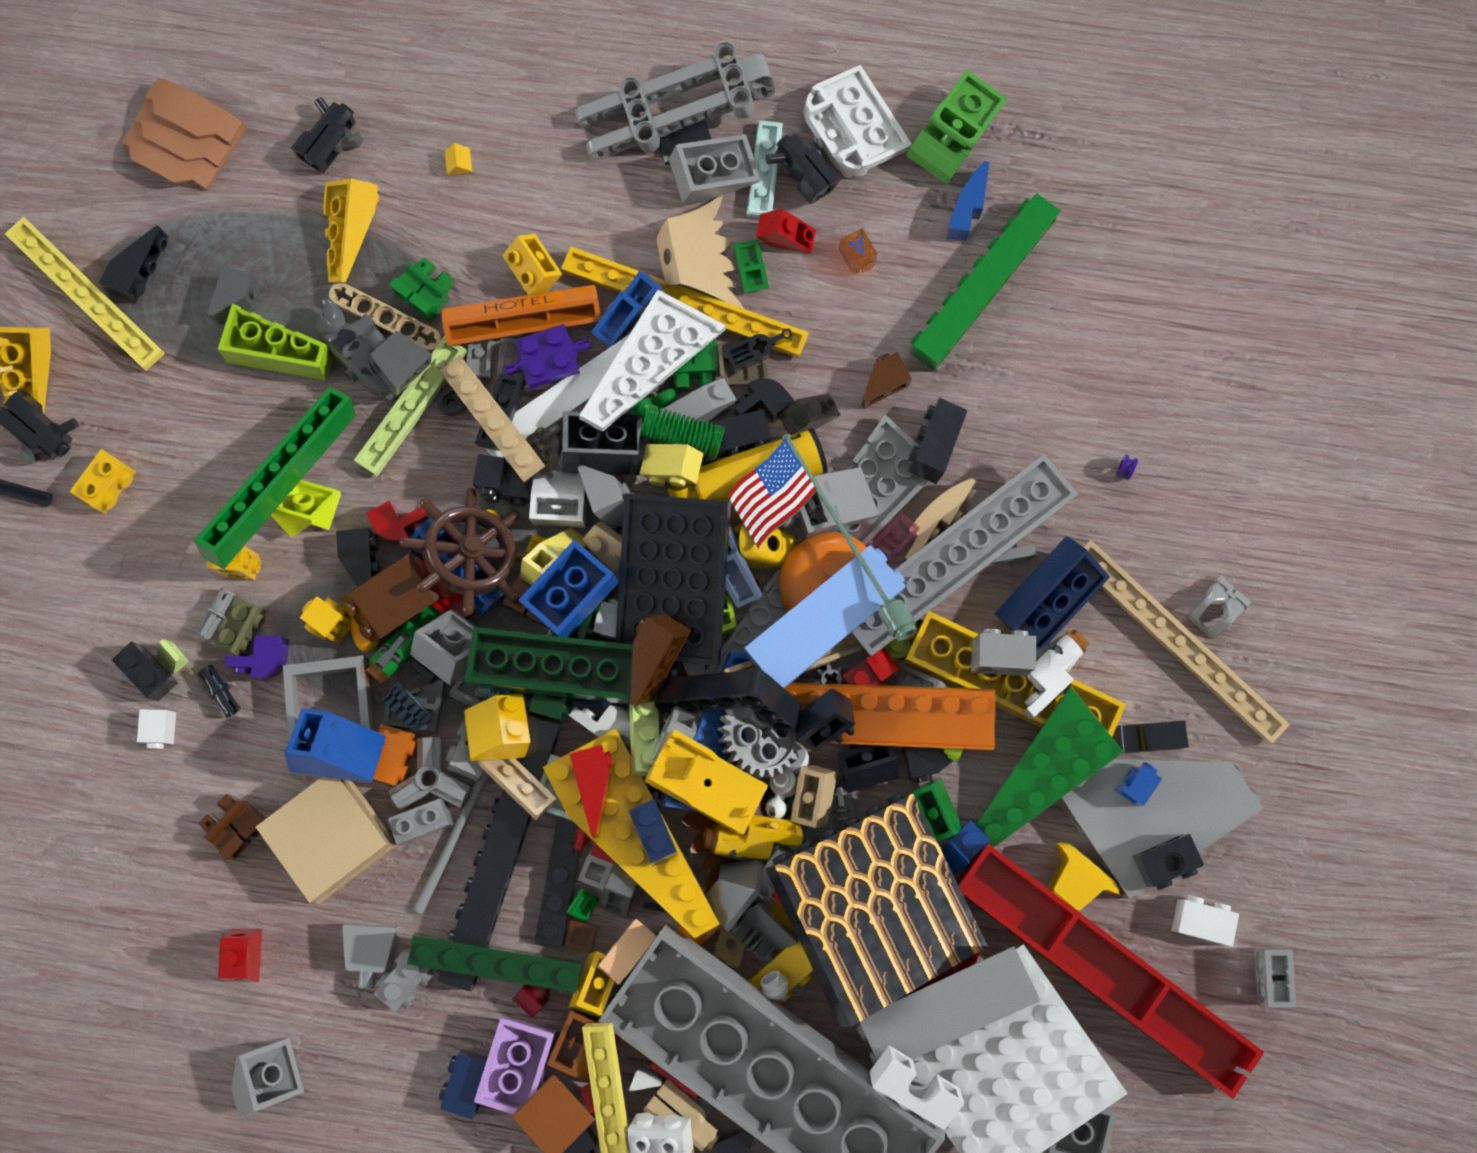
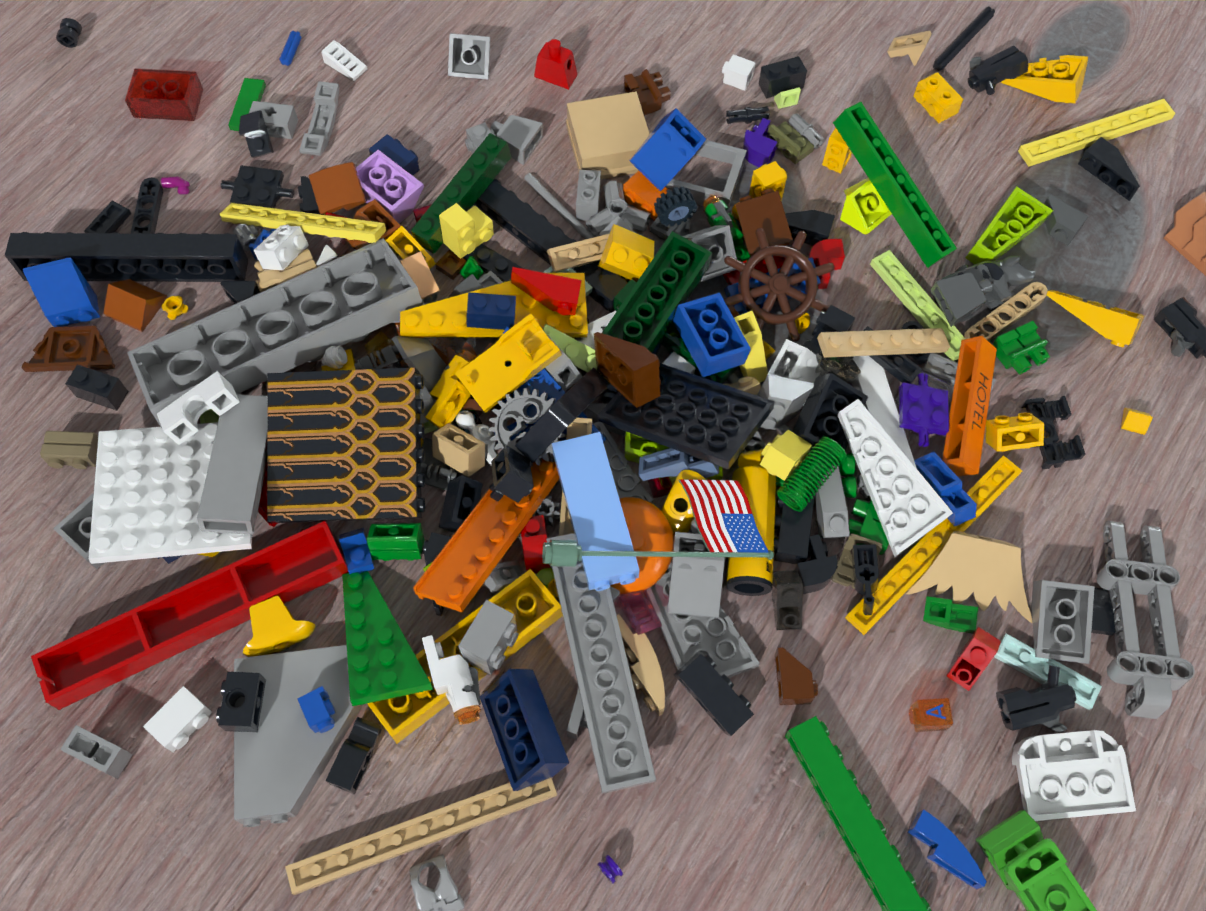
camera: 115 degrees right, 15 degrees down
(32, 539) = (909, 44): none -> tan slope
(491, 249) = (1055, 452): none -> black piece
(539, 931) = (465, 229): none -> light yellow brick

